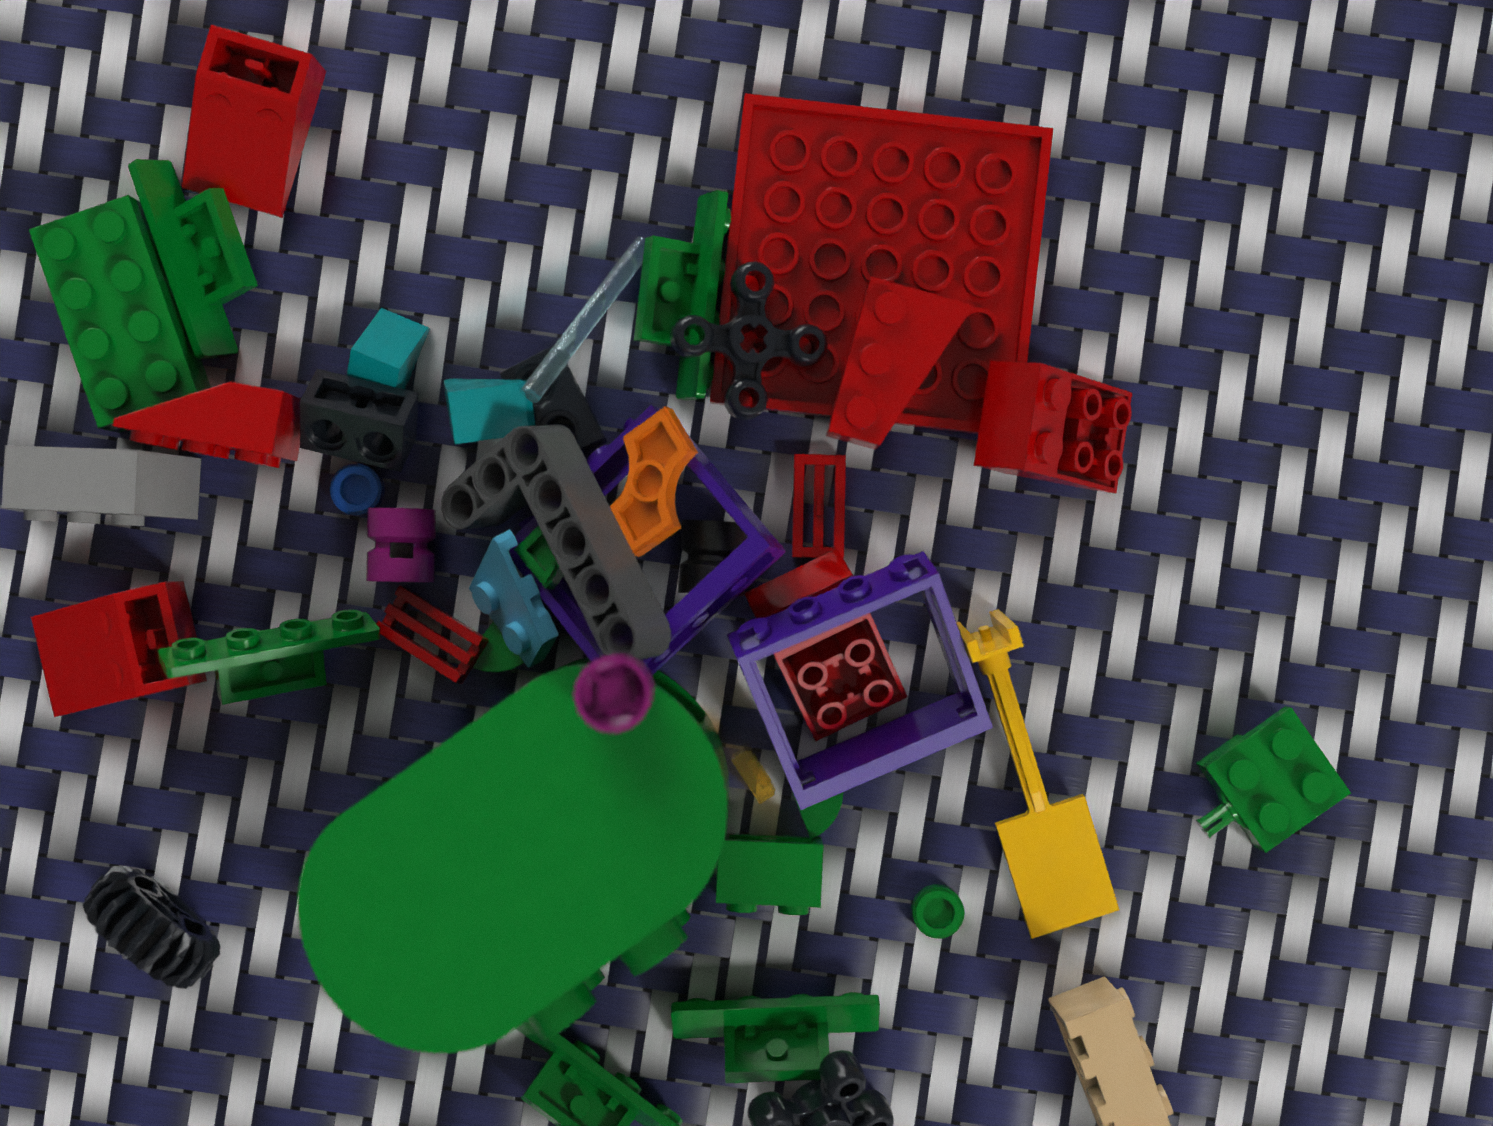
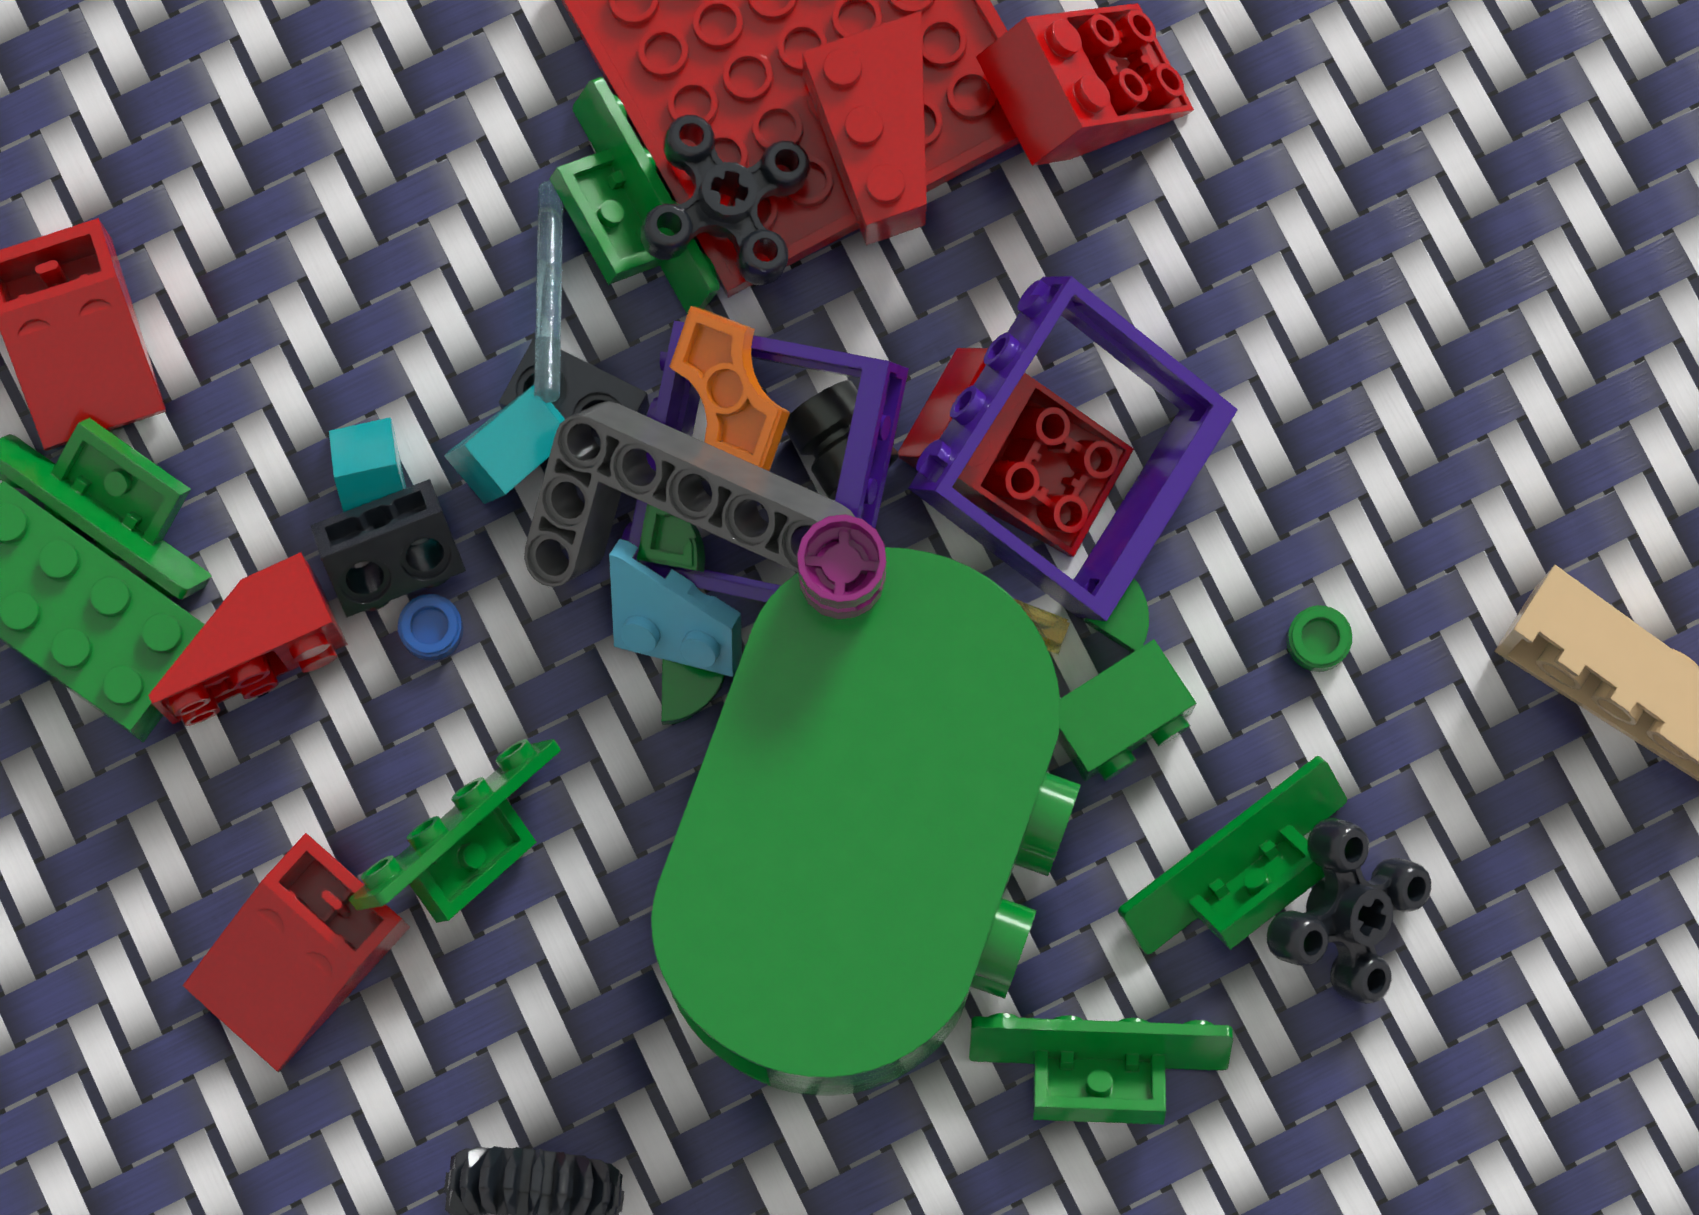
camera: 35 degrees left, 10 degrees down
(98, 483) = (163, 794): light grey wedge -> none
(395, 613) = (664, 709): red tile -> none
(401, 526) = (503, 626): magenta wheel -> none
(819, 462) = (876, 279): red tile -> none
(1053, 845) = (1381, 492): yellow piece -> none
(1270, 781) = (1549, 277): green plate -> none

